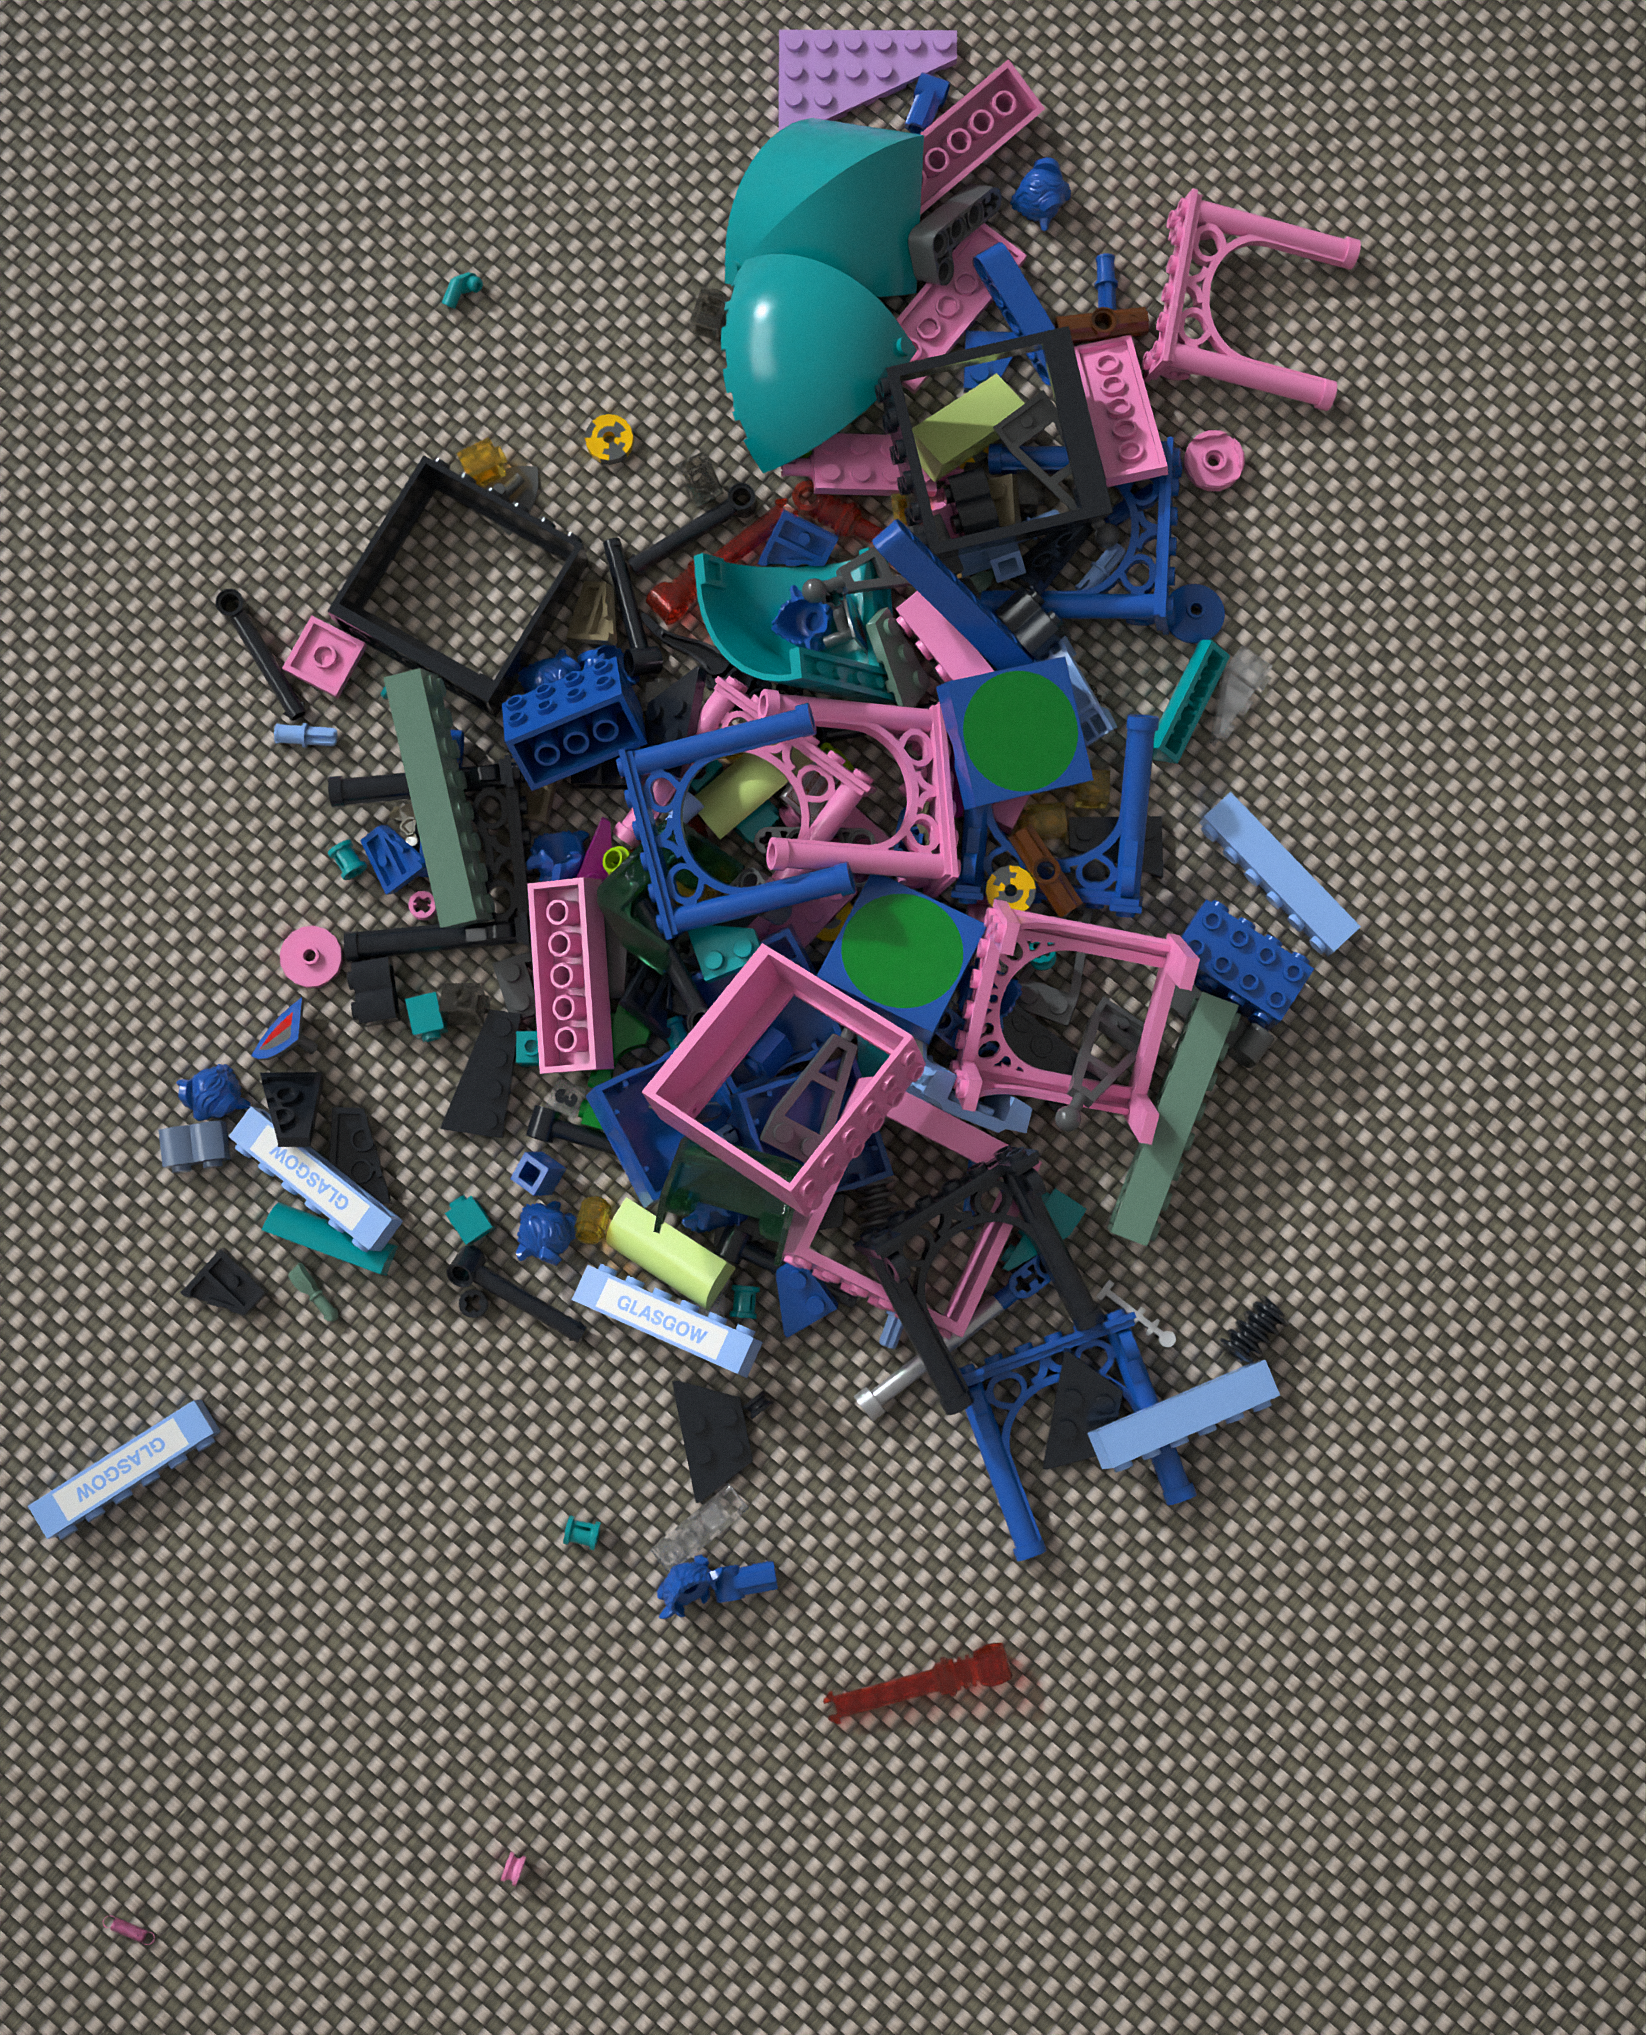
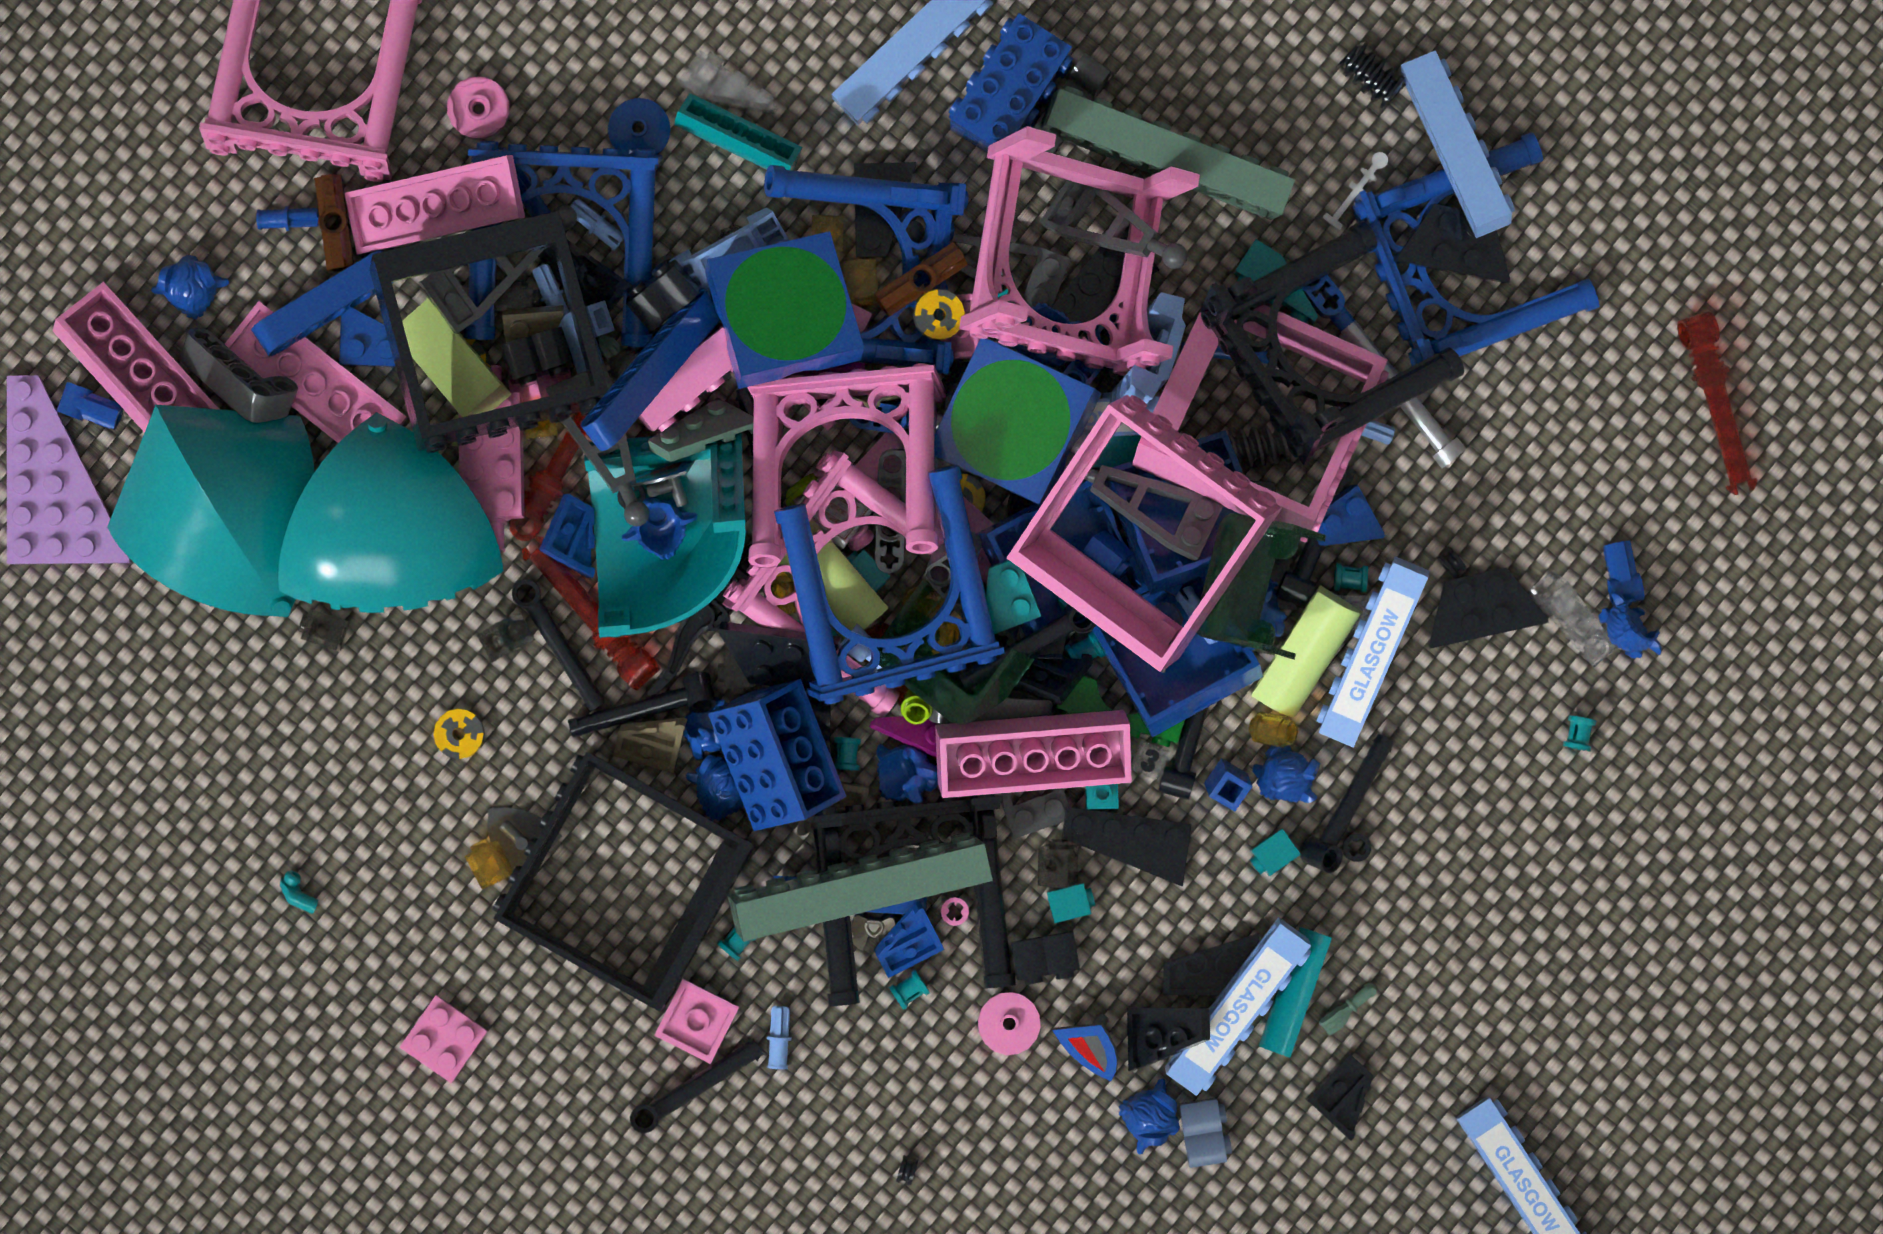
camera: 85 degrees left, 5 degrees up
(170, 855) = (907, 1170): none -> black bush
(317, 422) = (443, 1039): none -> bright pink plate
(579, 802) = (846, 753): none -> teal bush

